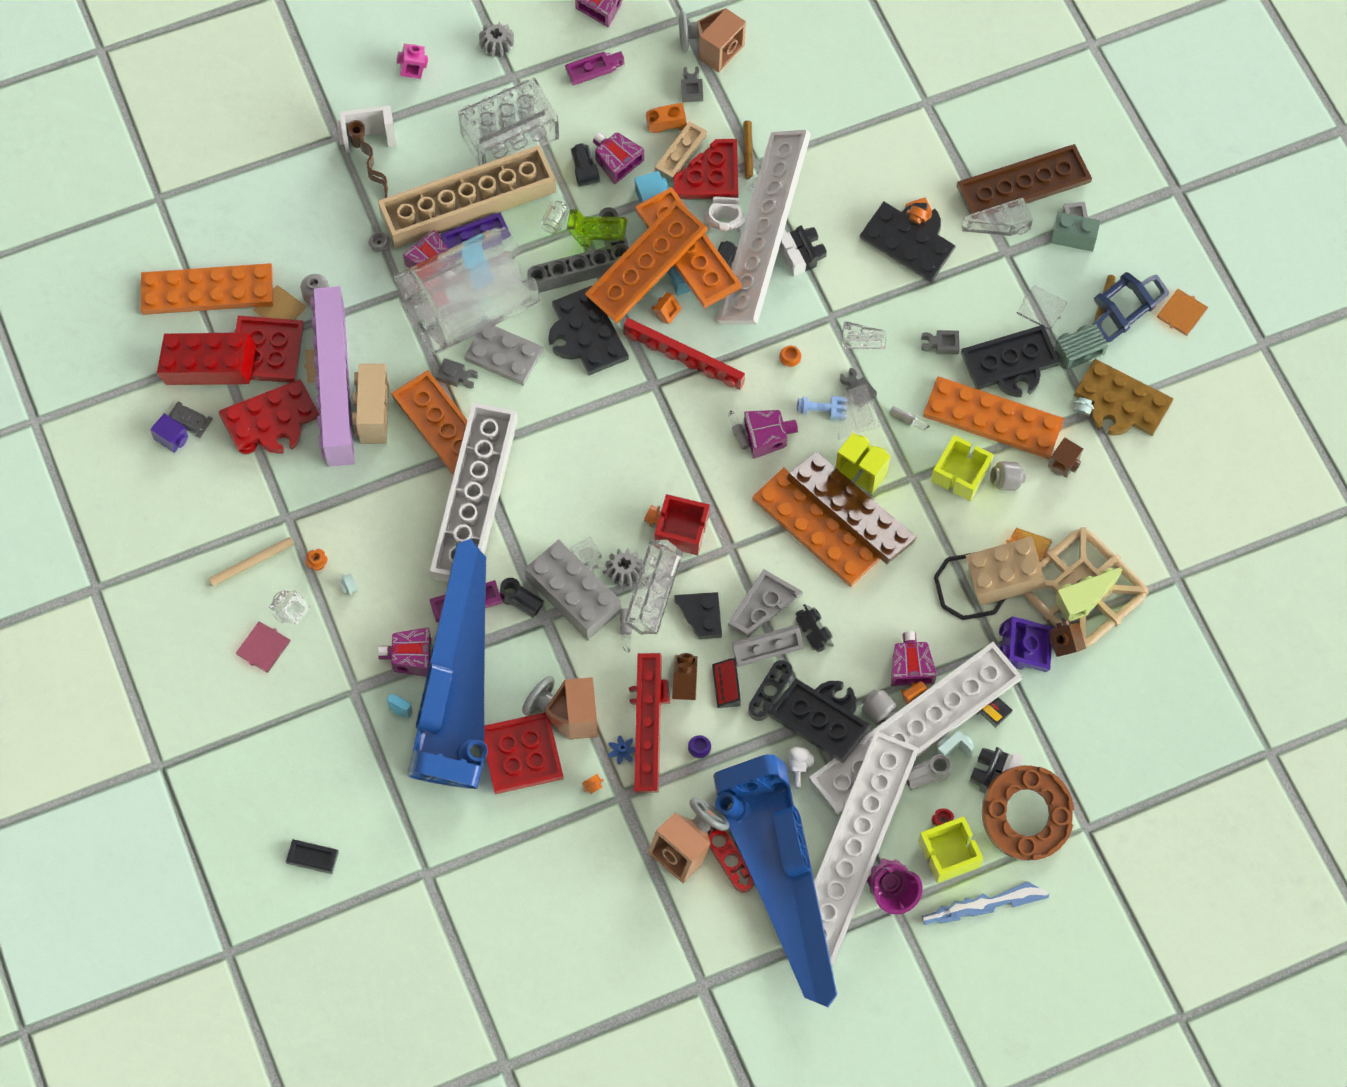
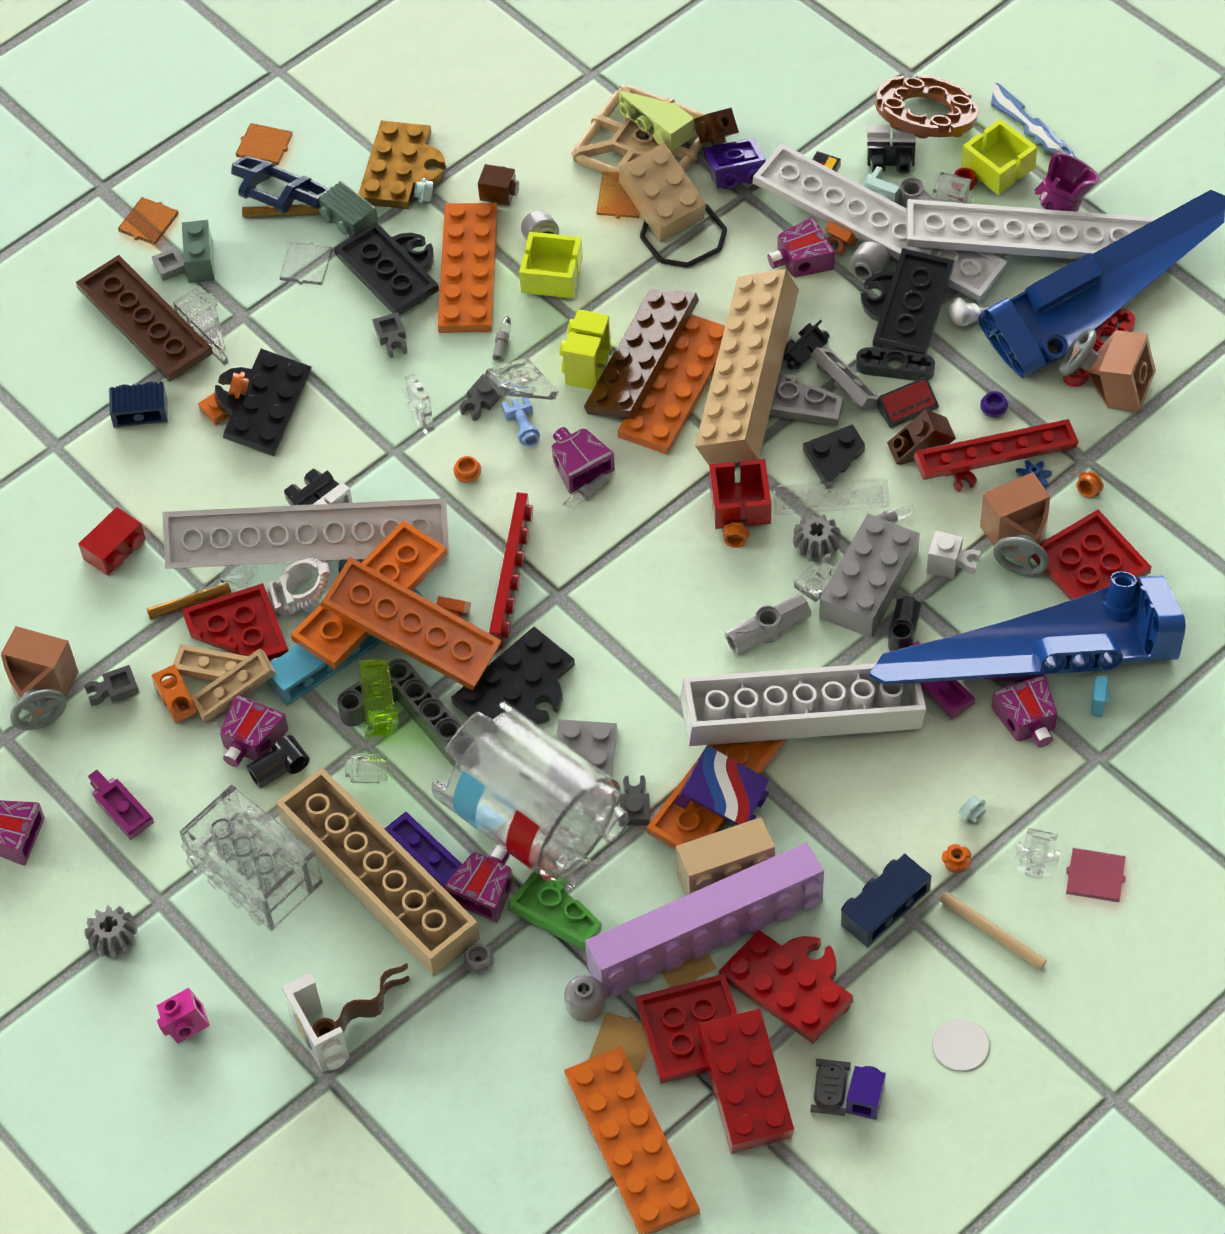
camera: 105 degrees left, 10 degrees down
(180, 509) = (960, 1044): none -> white sticker
(303, 498) = (885, 899): none -> dark blue brick
(381, 301) = (554, 910): none -> bright green wing
(428, 422) = (724, 787): none -> panel
(563, 518) = (755, 629): none -> light grey piece
(566, 651) = (947, 555): none -> white brick
(655, 152) = (238, 680): none -> tan tile
(800, 572) = (747, 367): none -> tan brick
(816, 112) = (112, 541): none -> red brick
(928, 800) = (952, 189): none -> clear brick
(937, 158) = (138, 404): none -> dark blue brick
(1128, 212) = (148, 221): none -> clear orange piece

